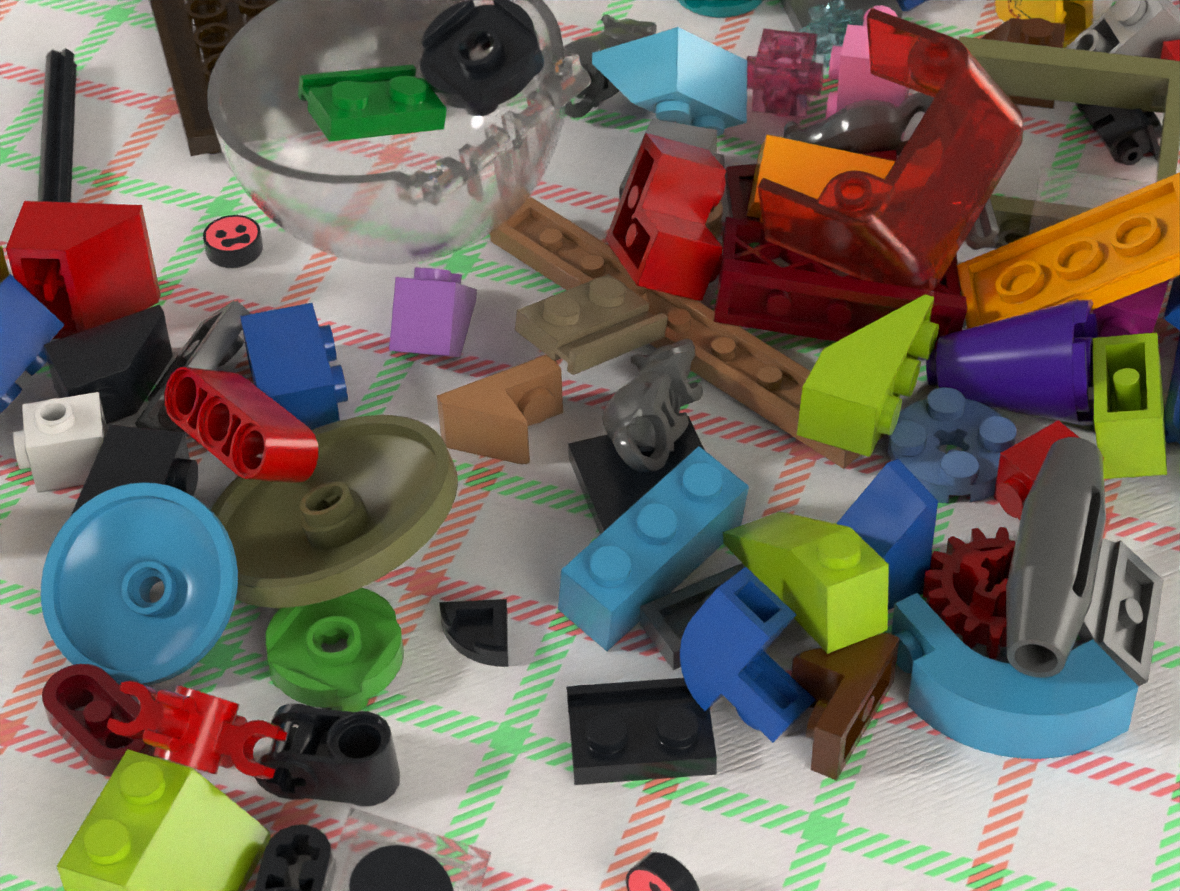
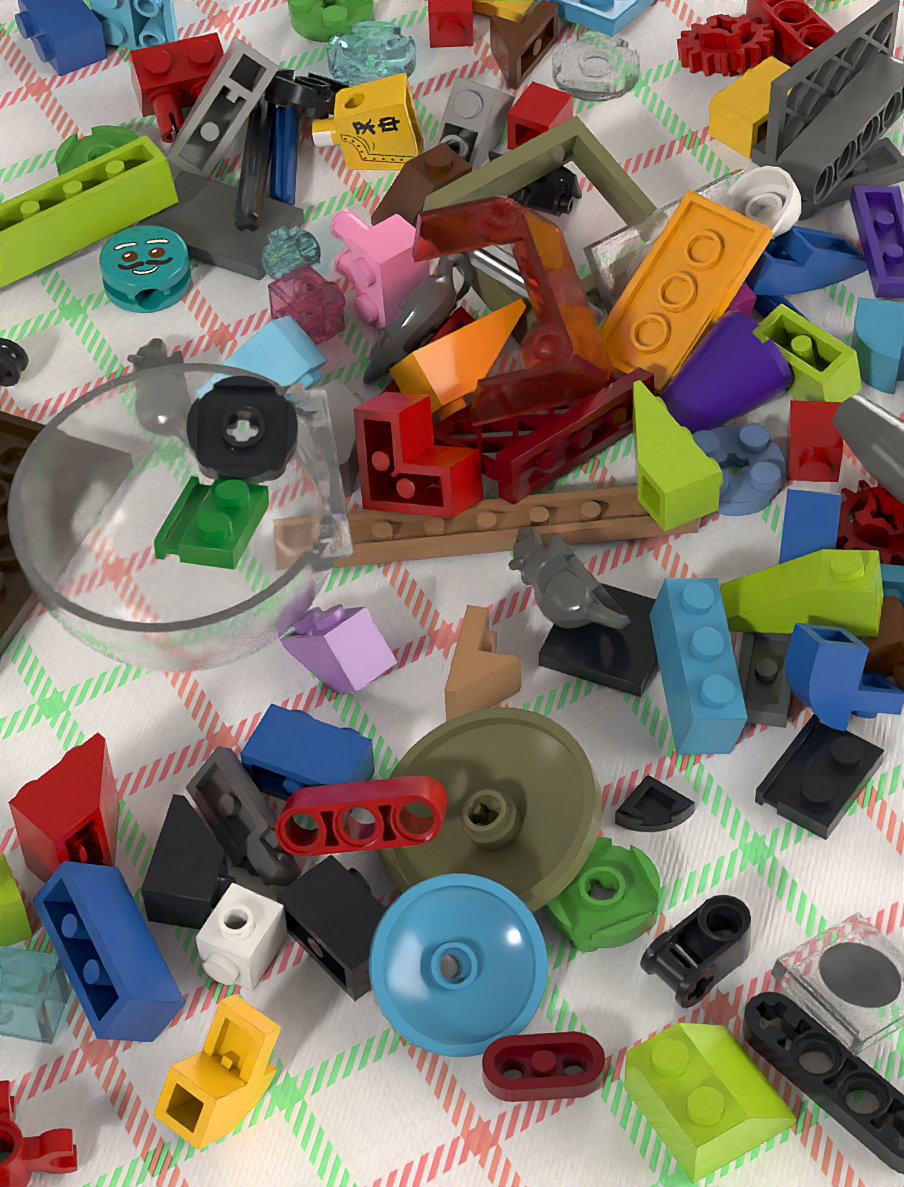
camera: 50 degrees left, 5 degrees up
(196, 729) = (643, 1002): red pin -> none
(233, 241) = (112, 716): tile -> none
(590, 323) = (461, 565): dark tan plate -> none

